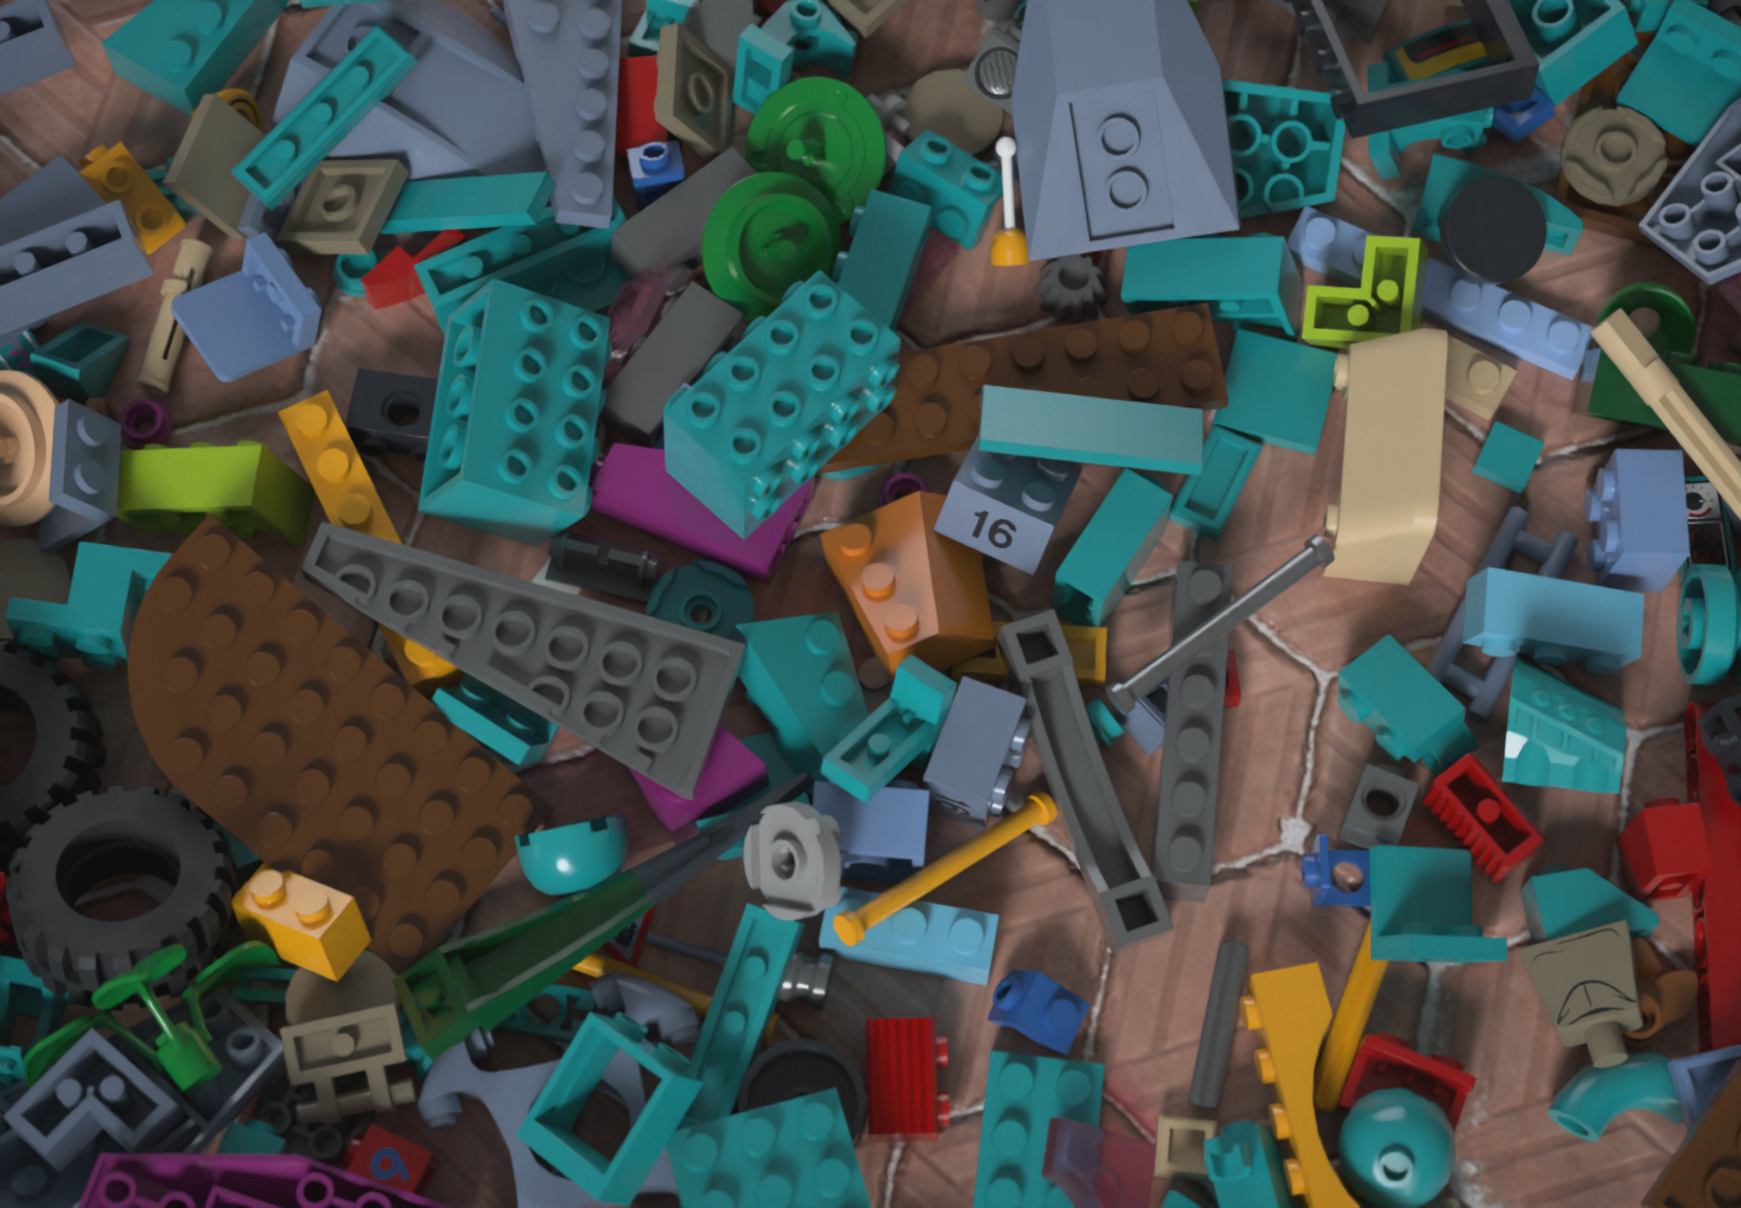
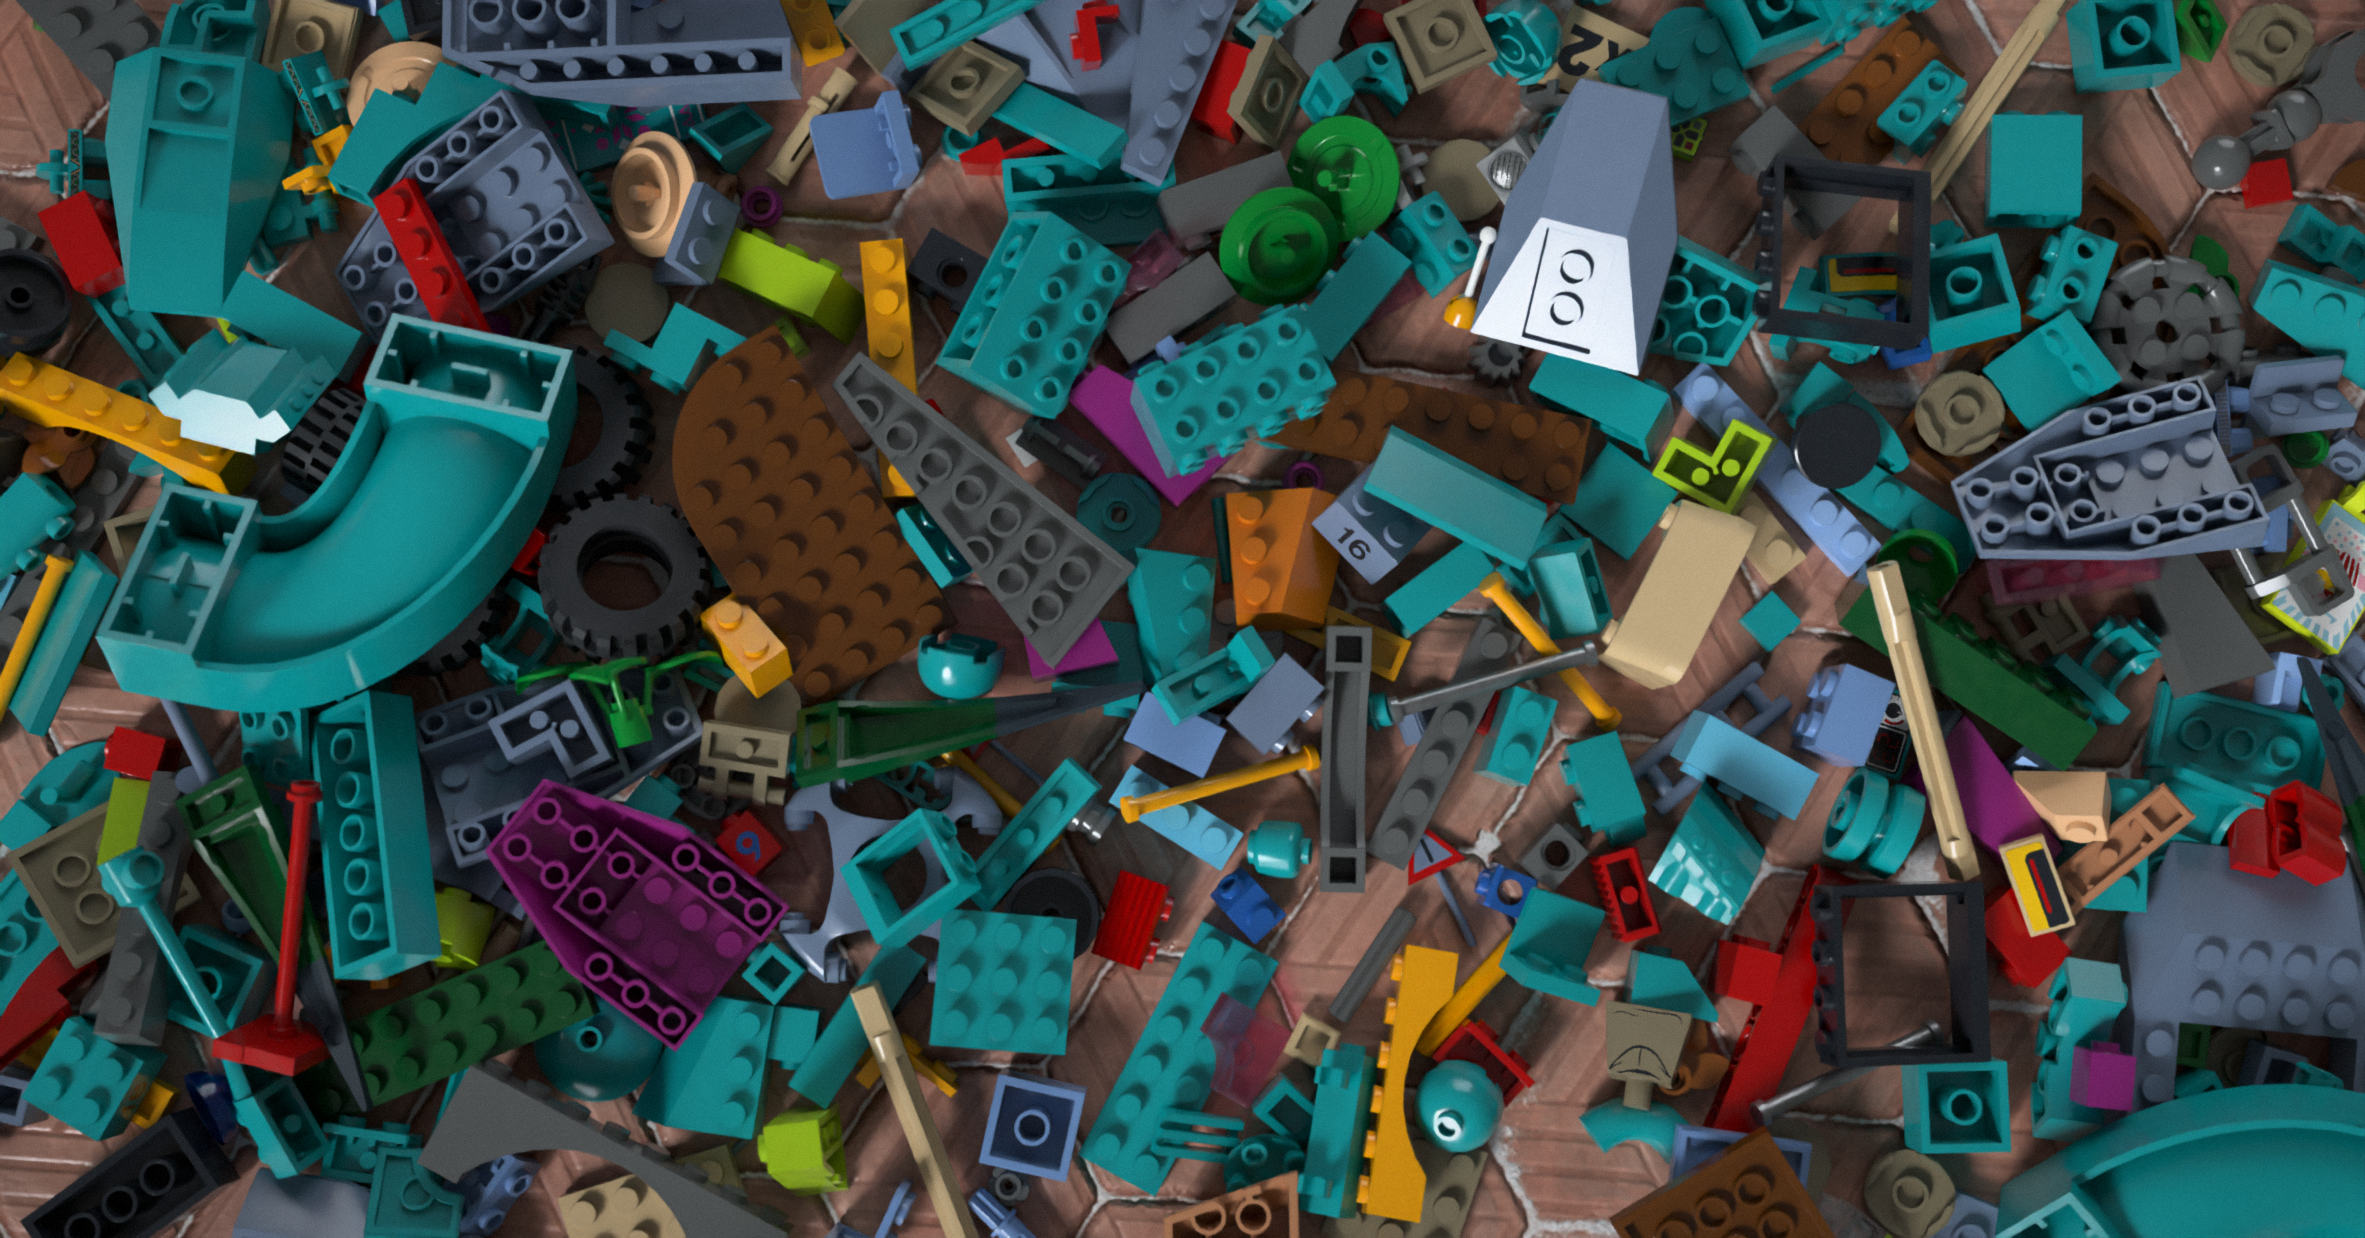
camera: 20 degrees right, 15 degrees up
(463, 97) = (1085, 41): none -> red bracket
(655, 171) = (1214, 148): blue bracket -> none
(814, 880) = (1110, 764): light grey plate -> none
(835, 601) = (1222, 539): none -> teal piece
(1049, 926) = (1279, 849): none -> teal head
(1178, 511) = (1493, 586): none -> light orange bar
(1235, 873) = (1431, 858): none -> piece
(1264, 496) = (1569, 589): none -> teal brick
(1274, 681) = (1515, 736): none -> teal brick
(1589, 281) = (1903, 508): none -> teal plate

